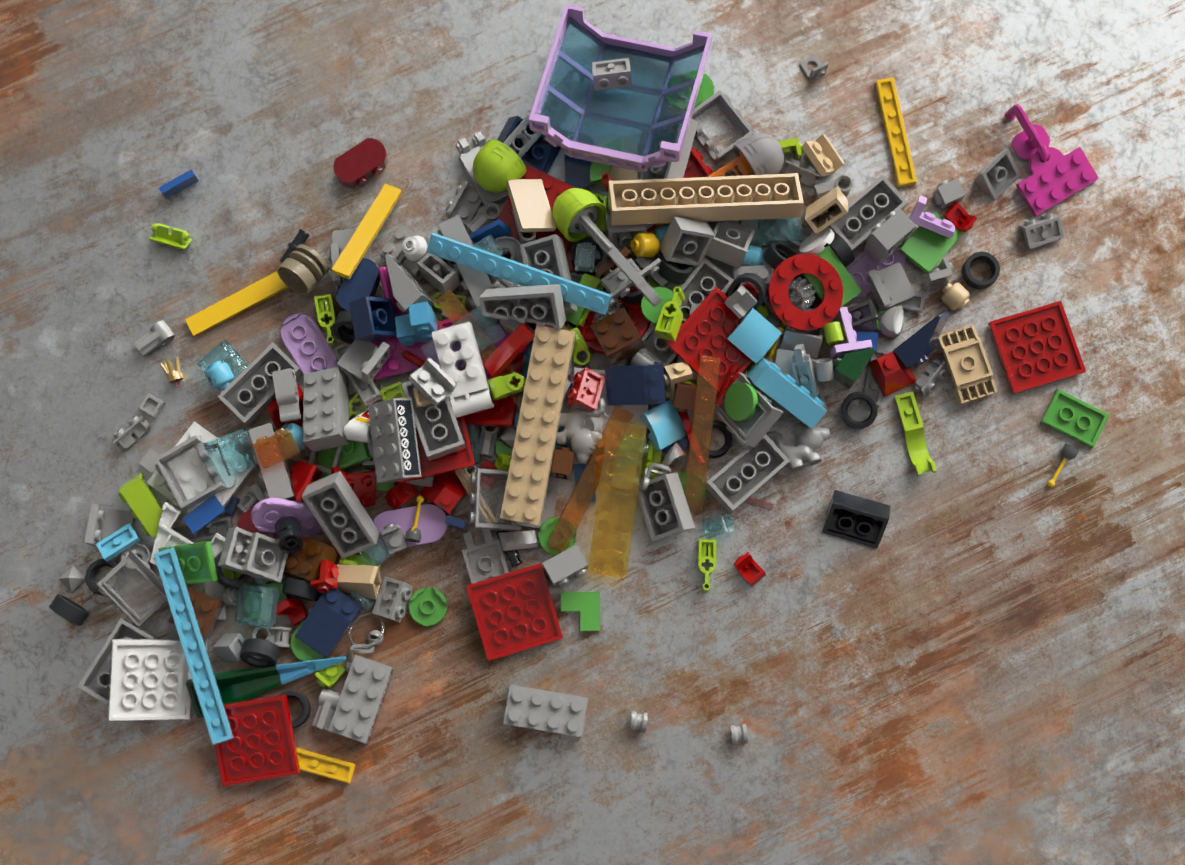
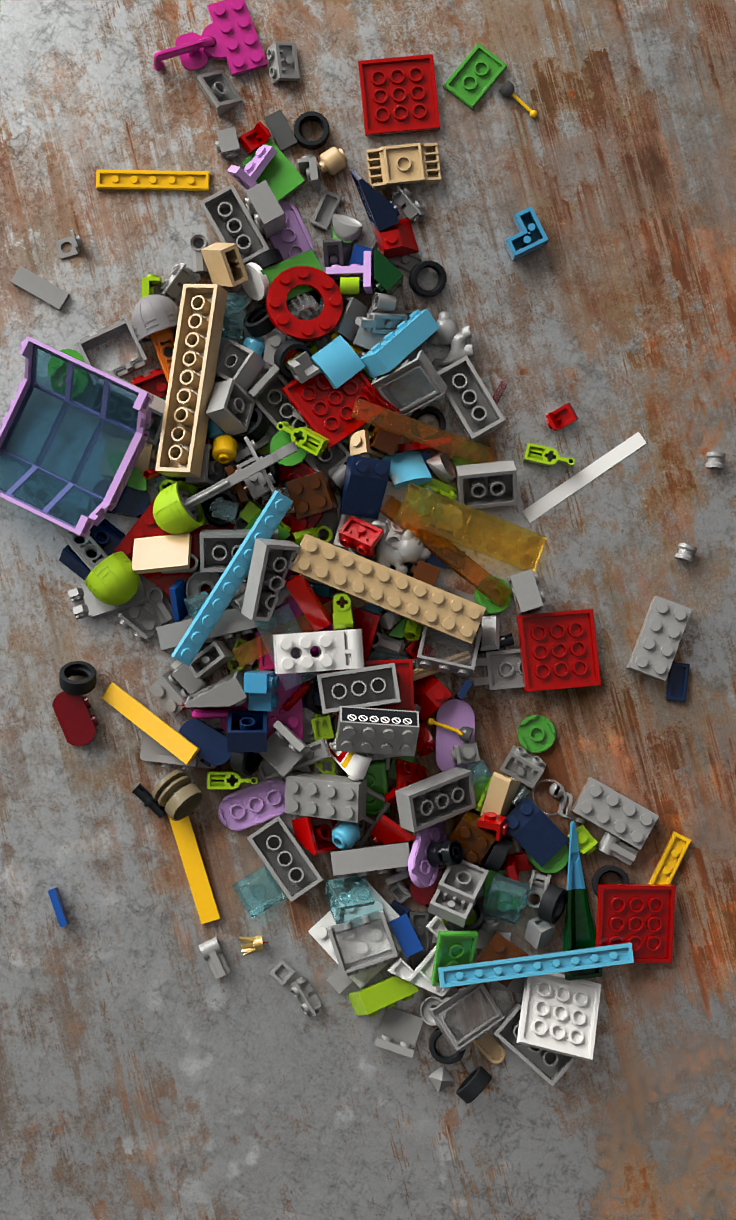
camera: 80 degrees left, 5 degrees up
(108, 621) = (490, 1048): none -> tan tile
(118, 542) = (416, 1025): medium azure plate -> none
(178, 238) = (117, 917): lime hinge -> none
(219, 375) = (268, 897): medium azure head -> none
(276, 447) = (358, 849): clear orange bracket -> none
(286, 394) = (306, 831): light grey piece -> none
(408, 154) = (77, 687): none -> black tyre
(414, 248) = (182, 676): white cone -> none
(421, 400) = (341, 694): tan tile -> none
(433, 382) = (329, 681): light grey bracket -> none
(506, 739) = (677, 682): none -> dark blue tile
(587, 604) = (563, 580): bright green tile -> none
(611, 74) = (39, 446): light grey bracket -> none
(644, 484) = (450, 483): light grey piece -> none
(700, 610) = (584, 477): none -> white sticker
(718, 269) = (264, 382): none -> light grey tile
(718, 525) = (512, 438): clear light blue bracket -> none
(741, 401) = (402, 388): bright green tile -> none
(766, 49) = (40, 288): none -> light grey tile
(823, 155) = (164, 256): tan bracket -> none
(856, 519) = (532, 305): black slope -> none
(889, 286) = (311, 221): light grey bracket -> none
(914, 433) = (459, 231): lime piece -> none
(923, 502) = (530, 235): none -> dark azure brick
(973, 241) = (280, 130): none -> dark grey tile

